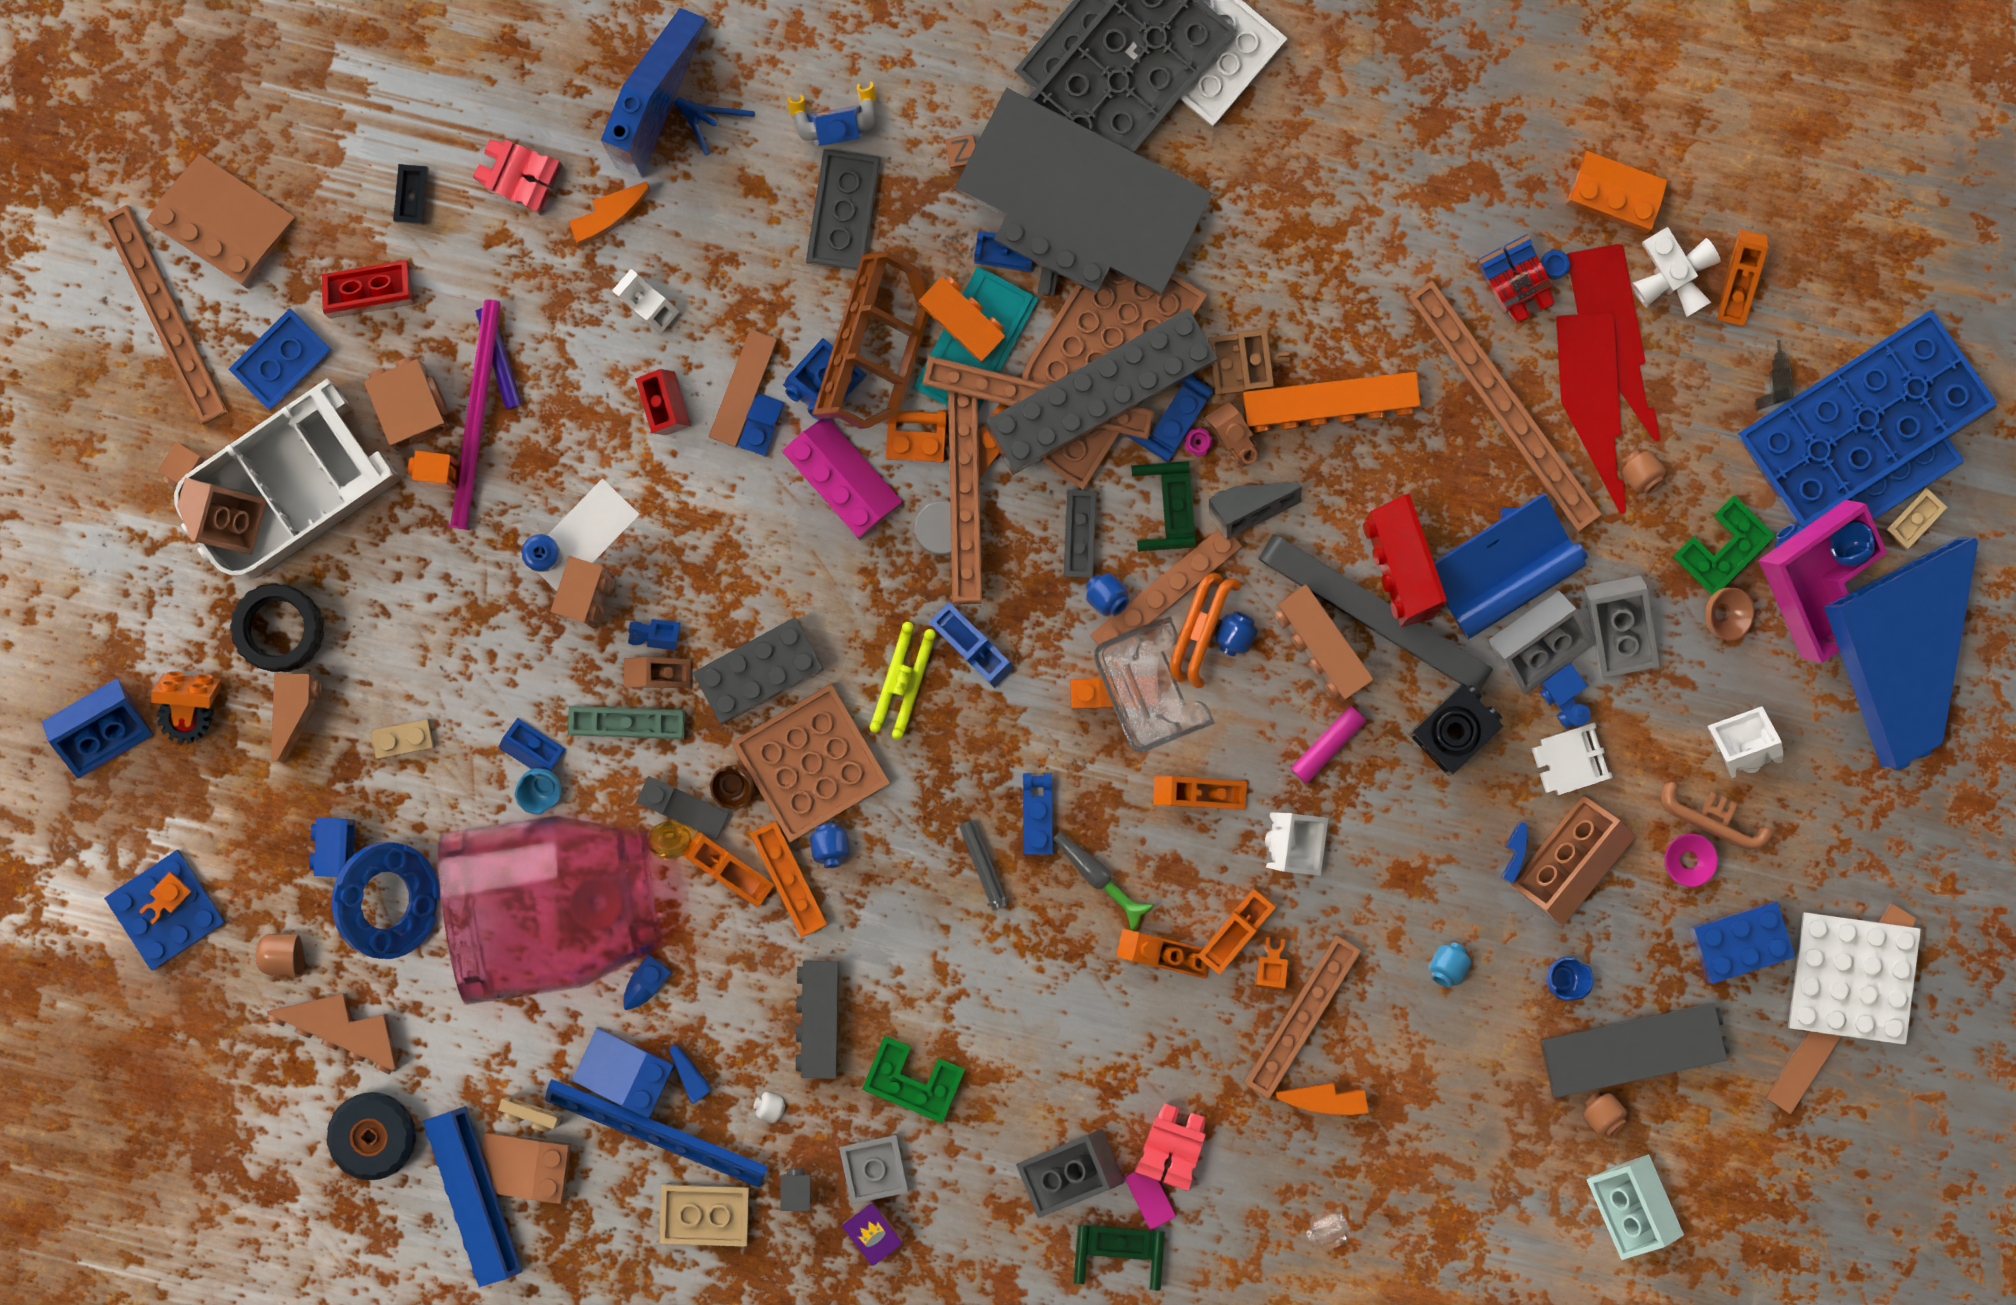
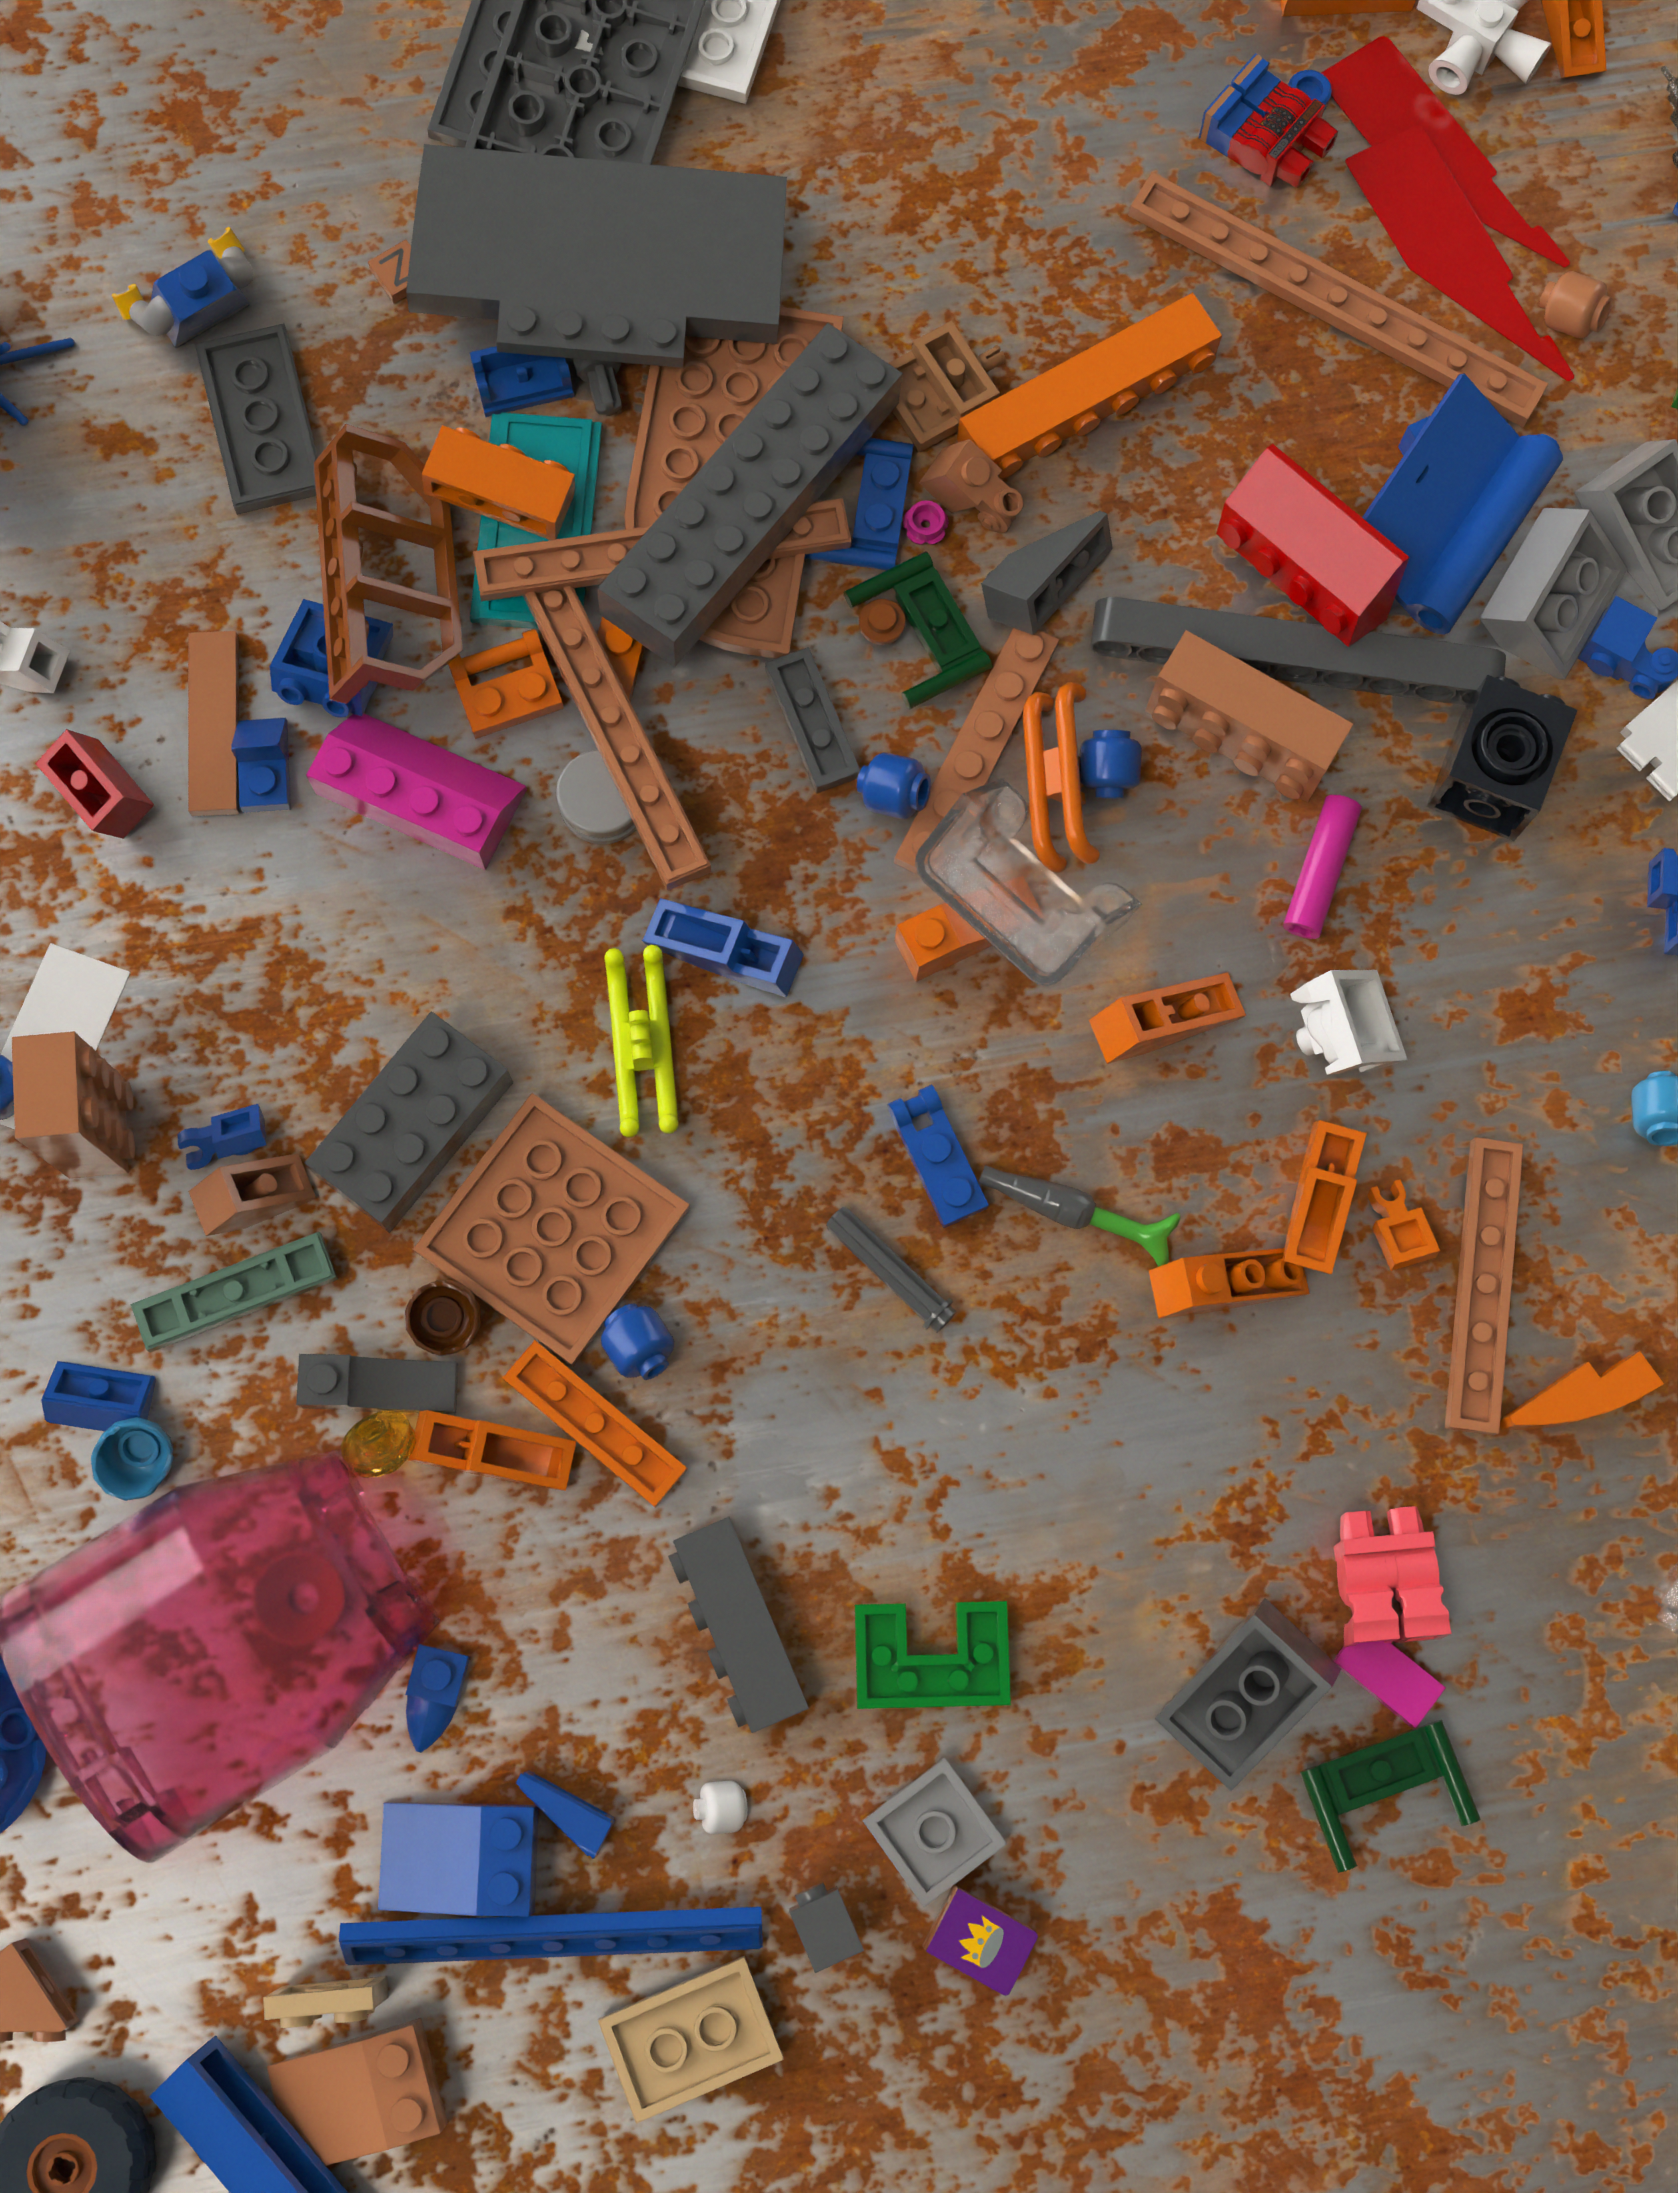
camera: 30 degrees left, 10 degrees down
(1146, 491) = (882, 621): none -> dark orange plate

